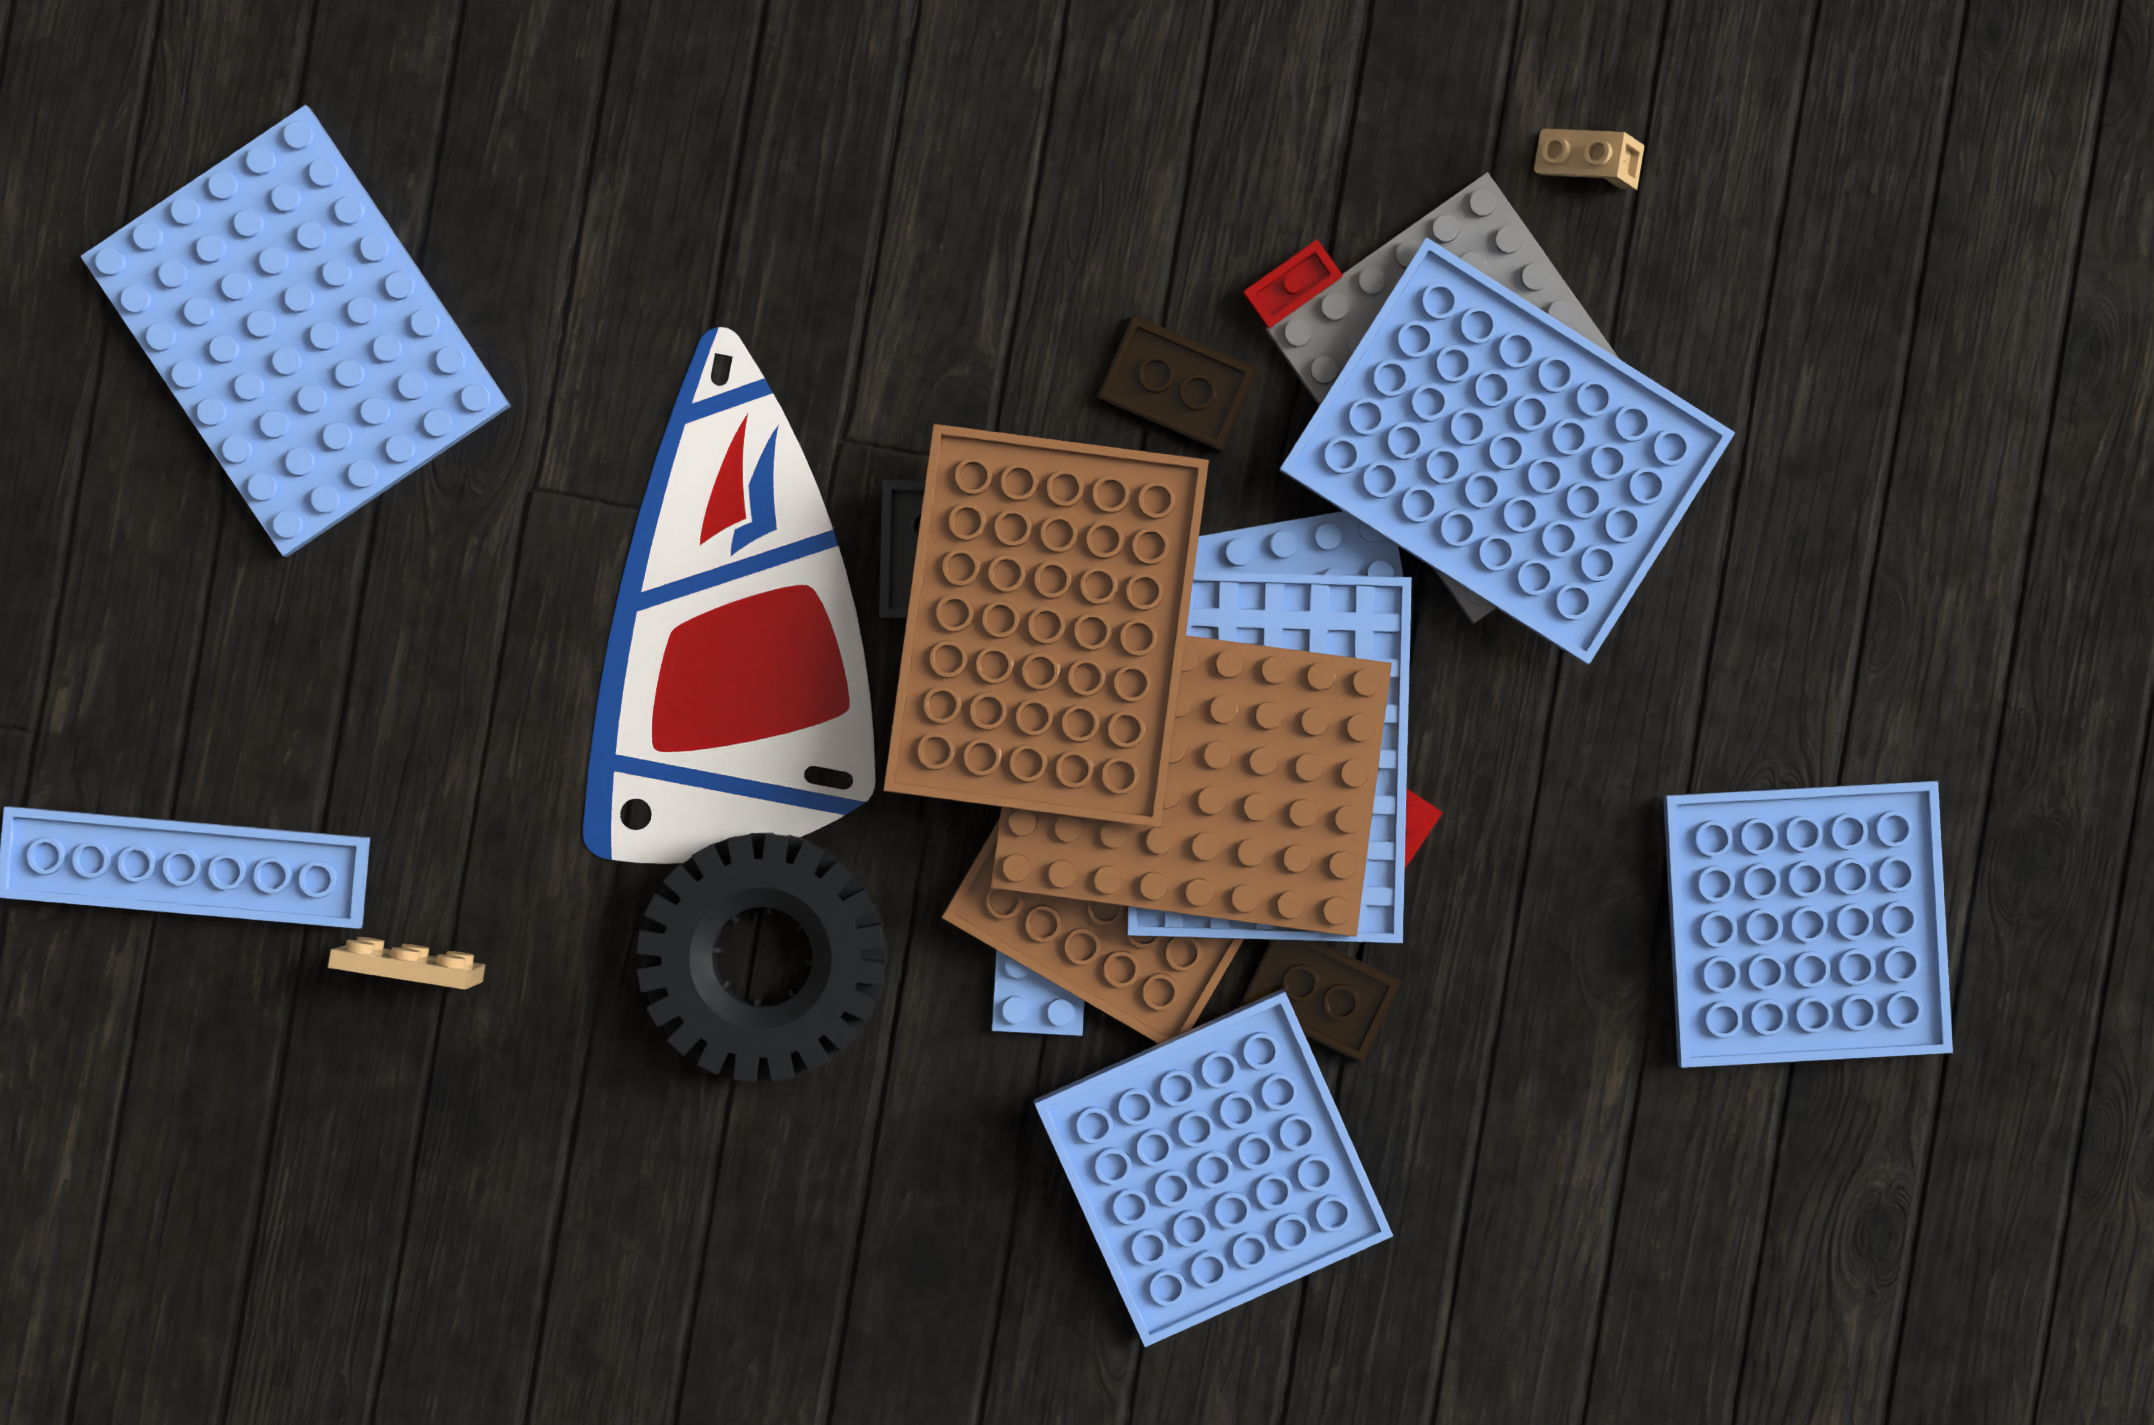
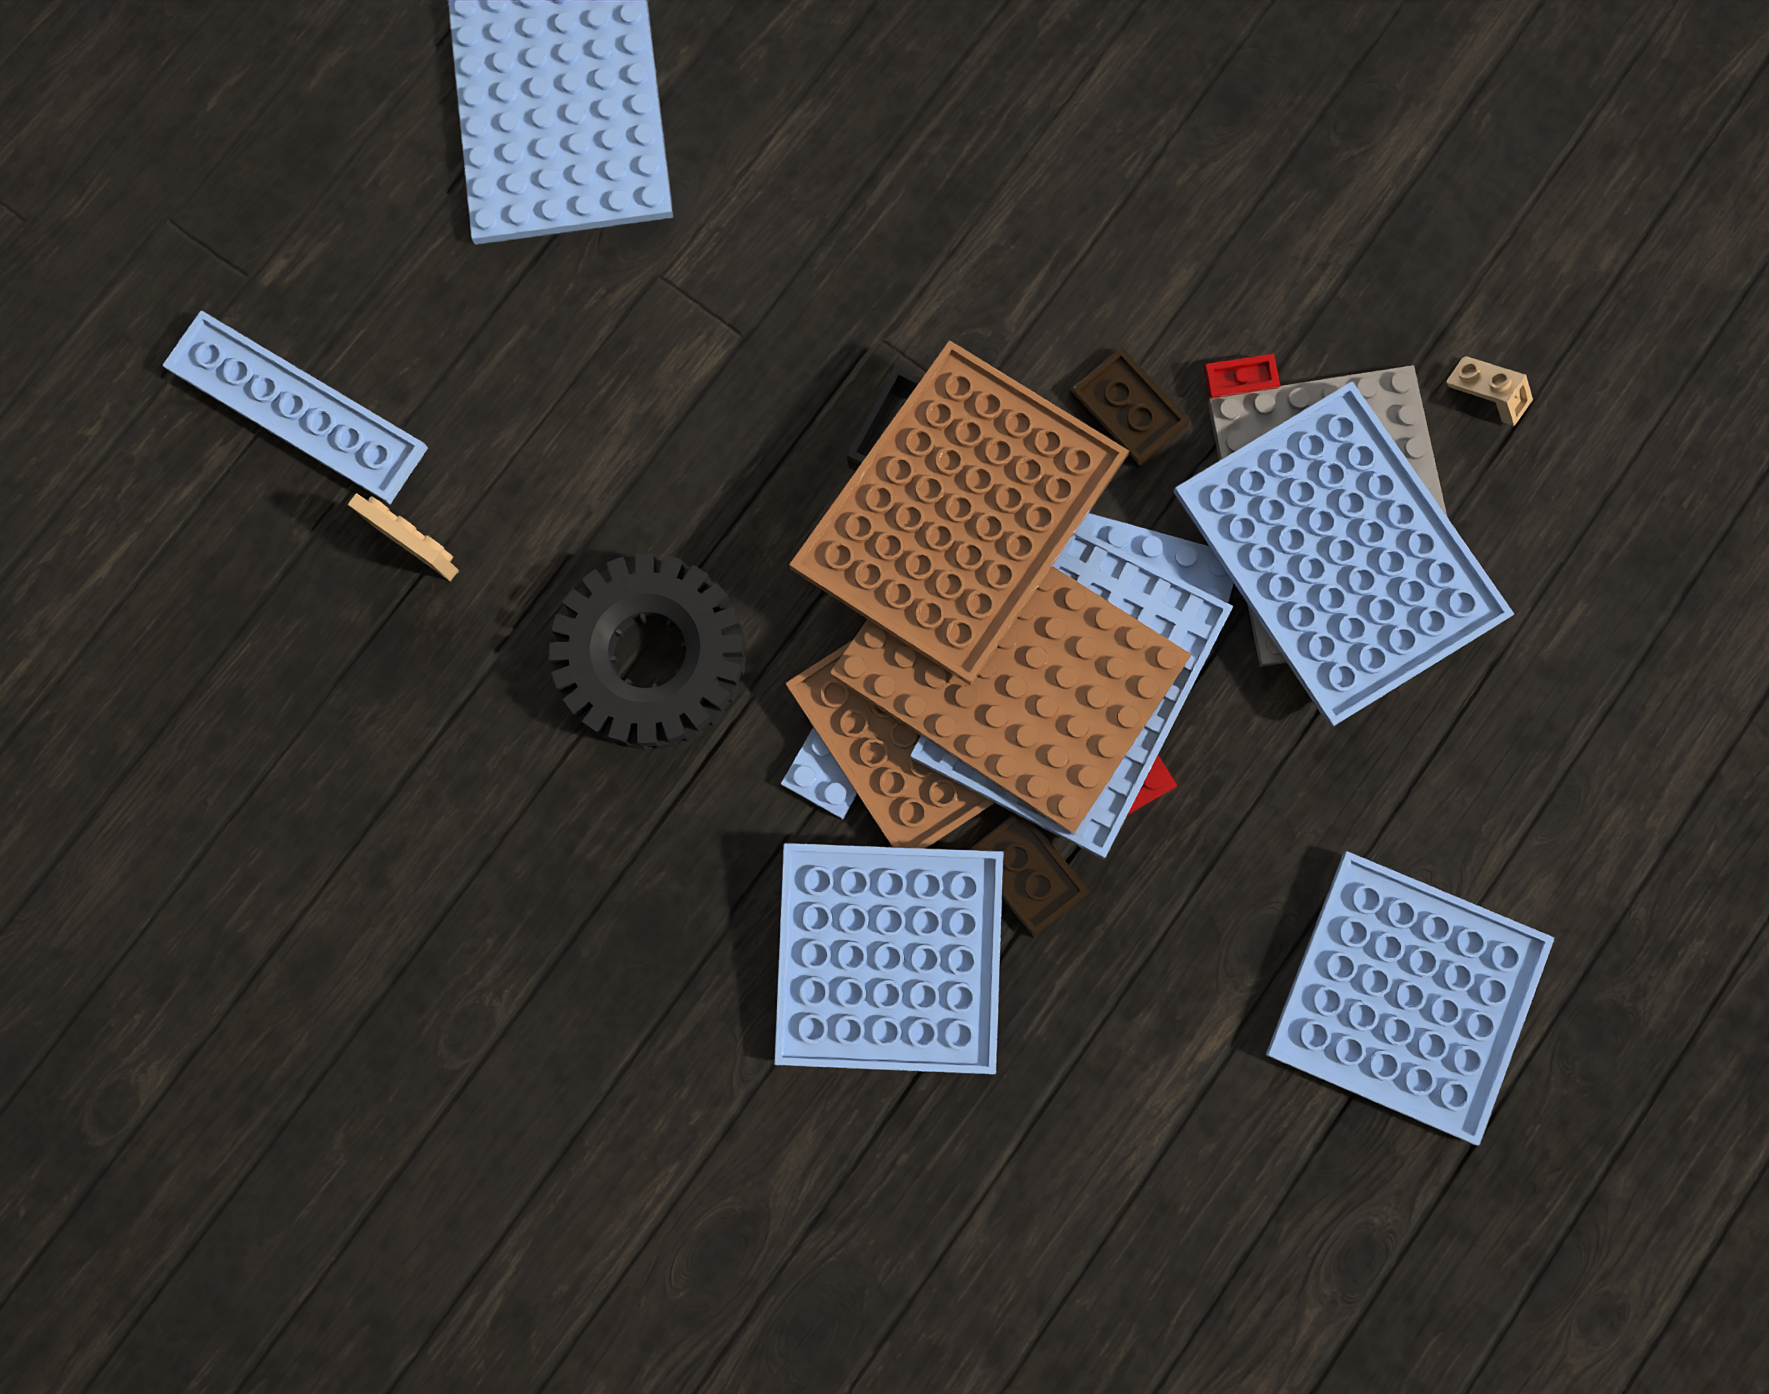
camera: 30 degrees right, 10 degrees down
(728, 638) = (738, 433): piece -> none

